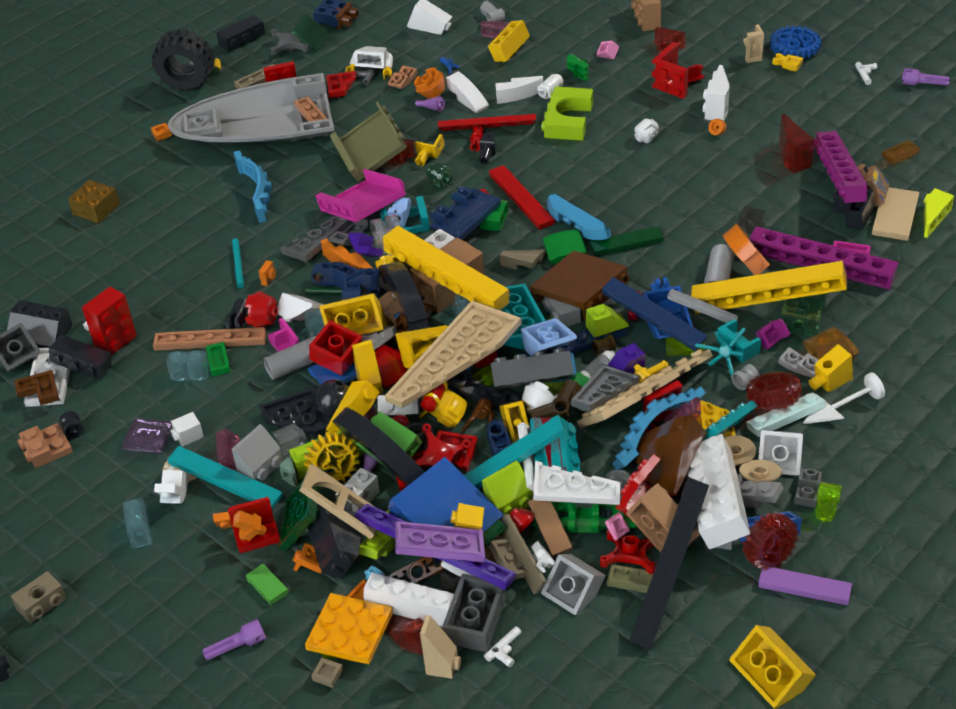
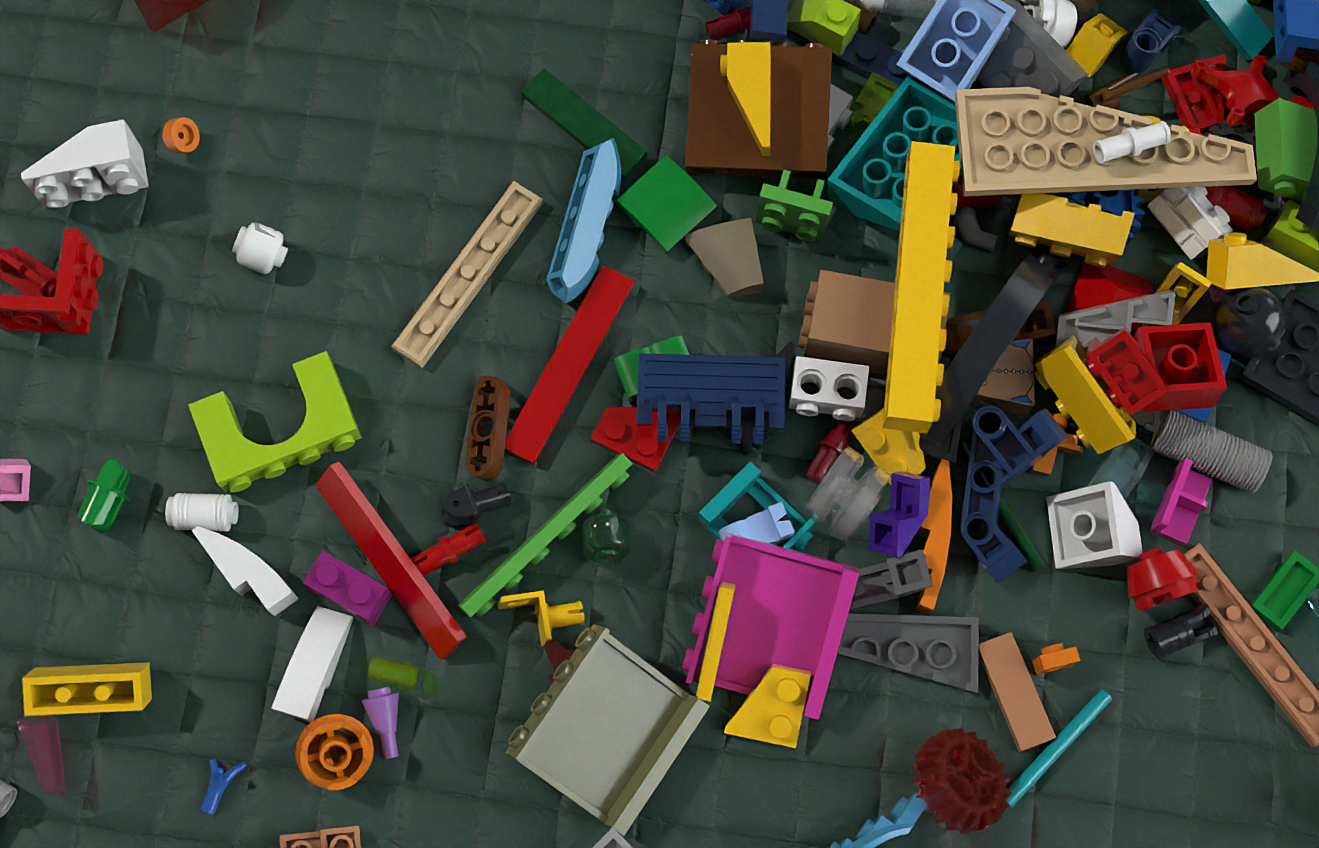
camera: 130 degrees left, 30 degrees up
(258, 208) = (961, 781): none -> clear red gear
(281, 262) = (1015, 692): none -> nougat tile
(334, 189) = (773, 708): none -> yellow wing
(353, 316) = (1126, 371): none -> red bracket
(369, 177) = (715, 641): none -> yellow tile
(440, 354) = (1131, 142): none -> white pin
(441, 113) = (393, 672): none -> clear neon green pin
(454, 157) = (535, 548): none -> bright green plate
(486, 106) = (347, 588): none -> magenta brick
(514, 163) = (480, 414): none -> reddish brown beam
(523, 270) = (793, 211): none -> bright green plate
(585, 268) = (750, 85): none -> yellow slope
(587, 185) = (467, 275): none -> tan tile

